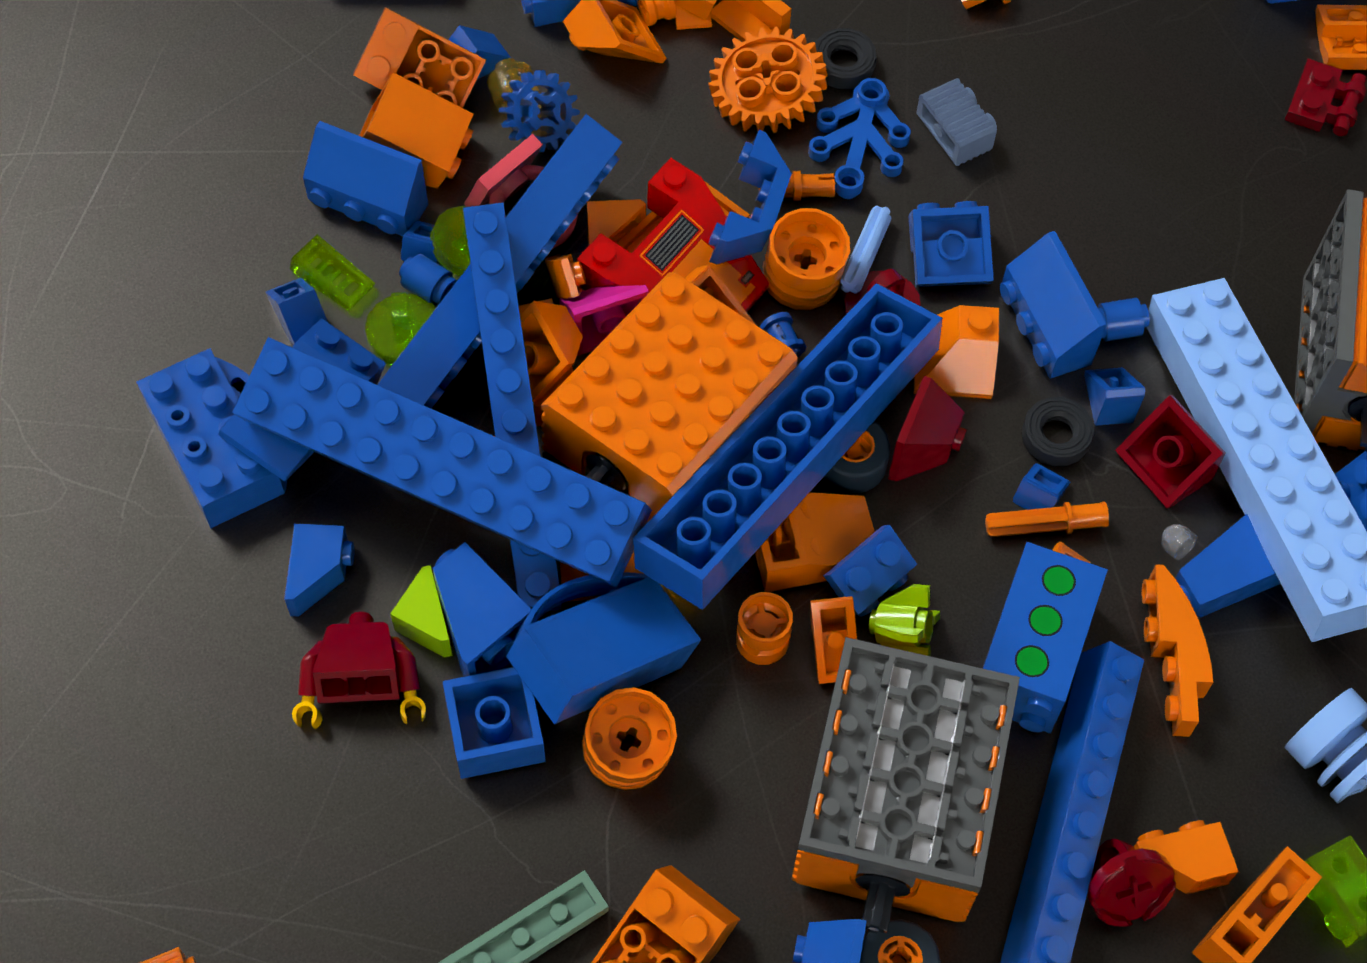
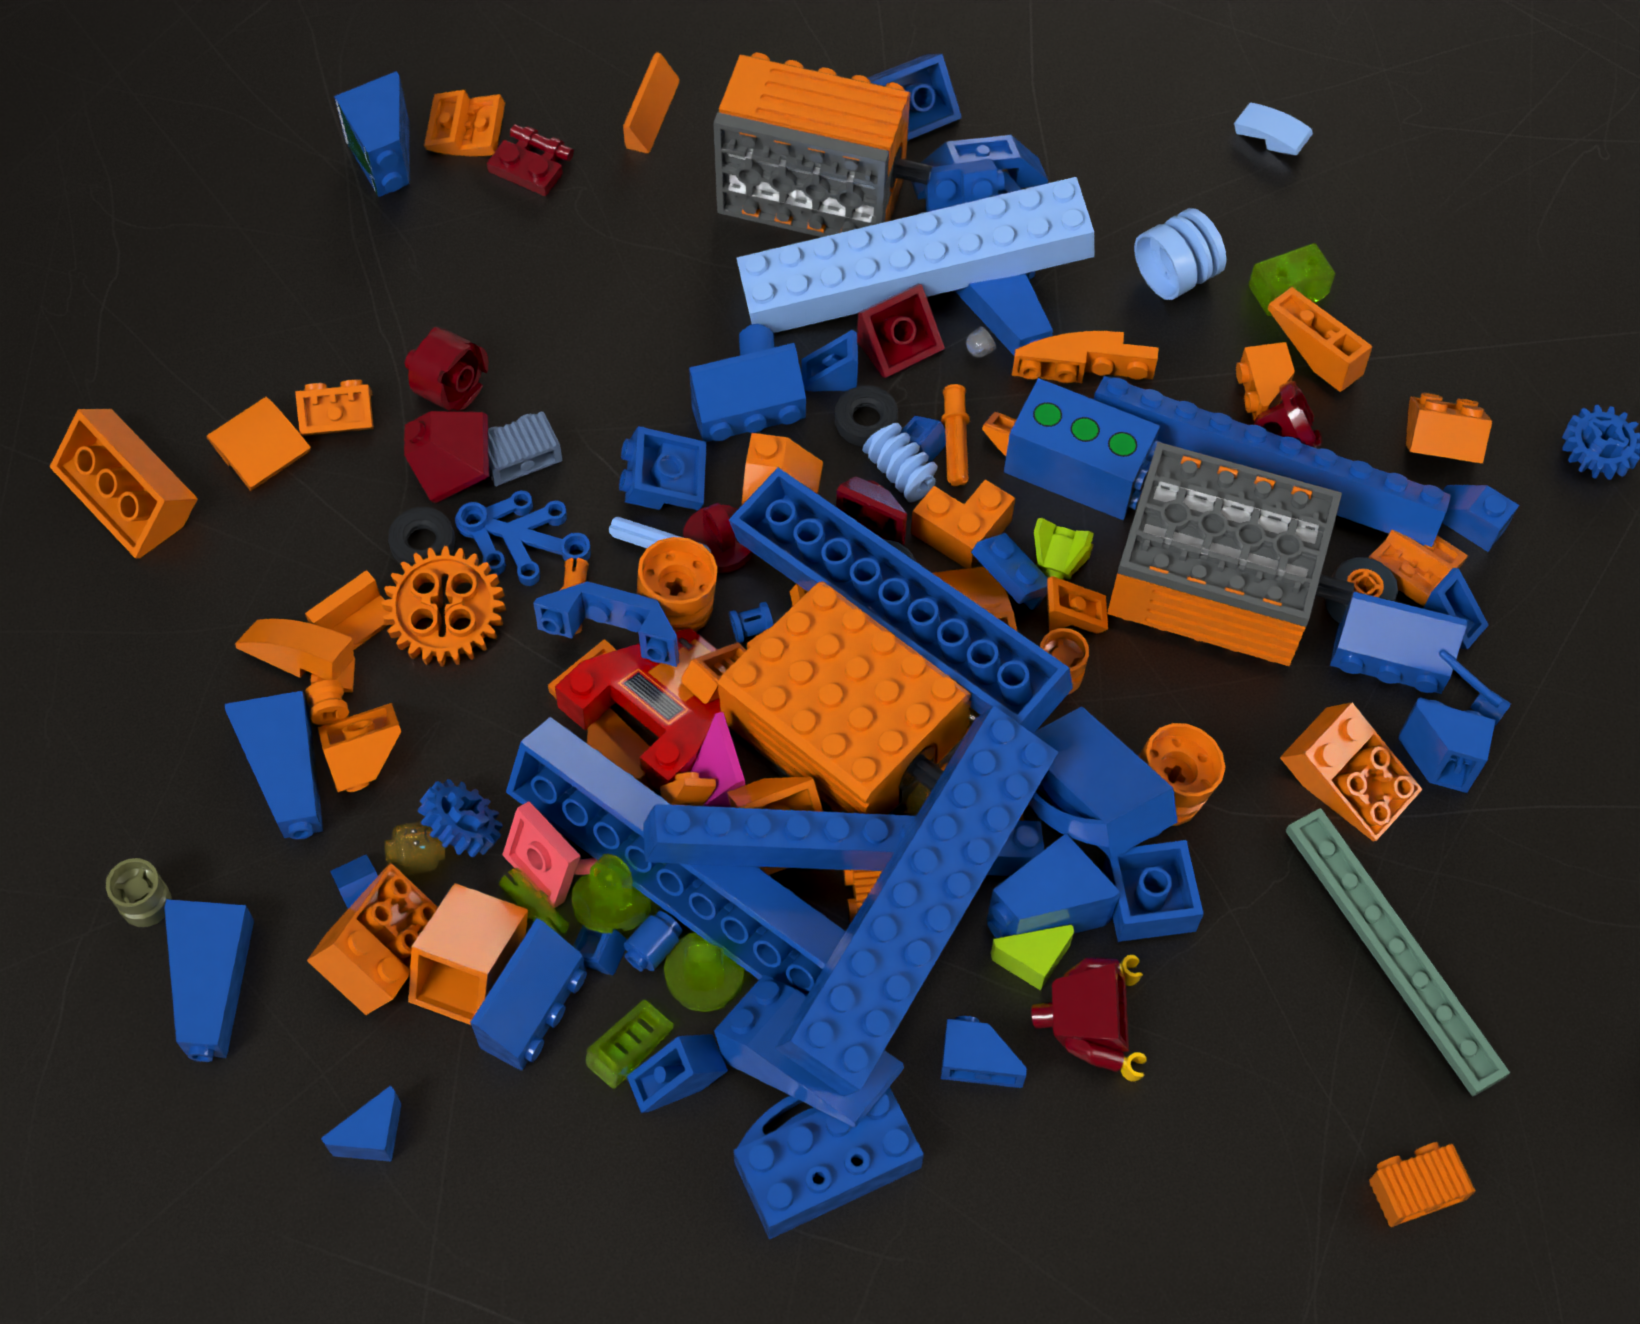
camera: 85 degrees left, 0 degrees up
(246, 88) = (369, 1131): none -> blue slope
(461, 186) = (535, 901): none -> clear neon green pin
(927, 533) = (956, 526): none -> orange brick
(937, 54) = (447, 451): none -> dark red slope
(997, 463) = (901, 462): none -> light blue piece
(1032, 45) = (446, 369): none -> dark red brick

